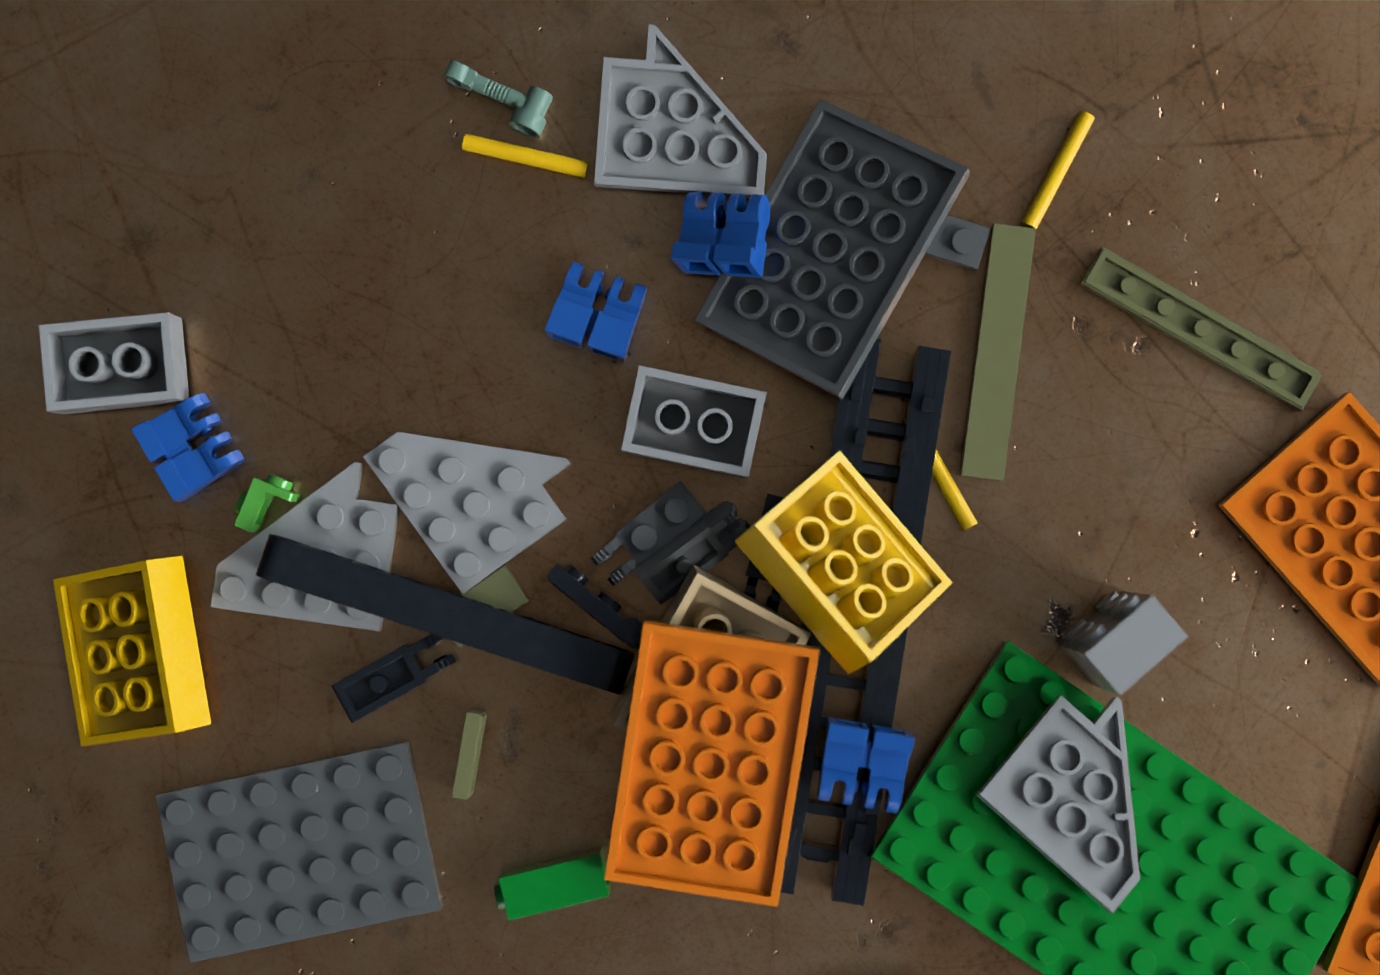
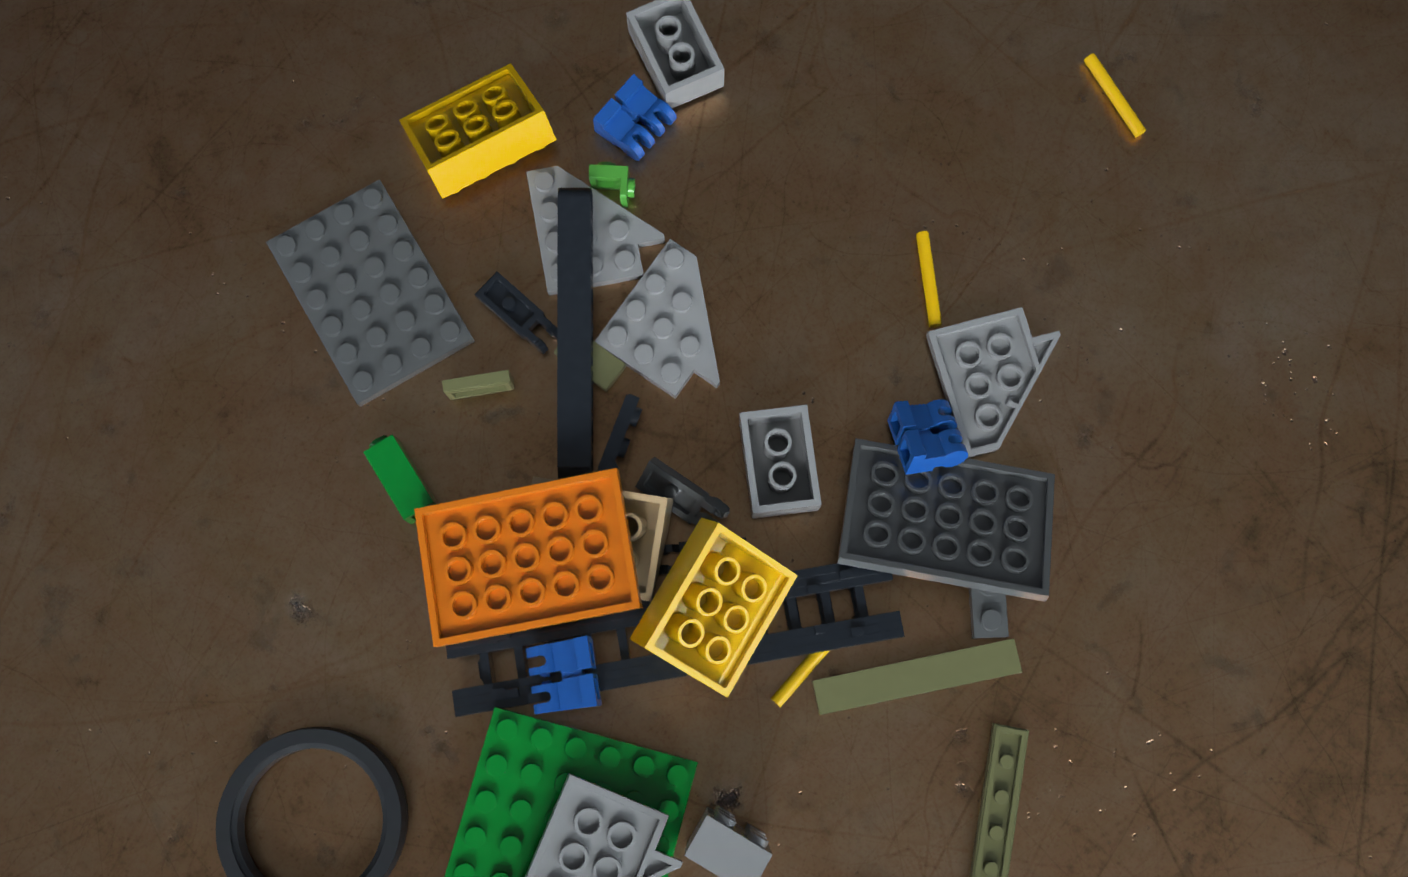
camera: 70 degrees right, 10 degrees down
(529, 107) = (963, 269): sand green brick -> none
(608, 330) = (821, 374): blue legs -> none
(652, 529) = (688, 461): dark grey hinge -> none
(1058, 170) = (1074, 675): yellow bar -> none

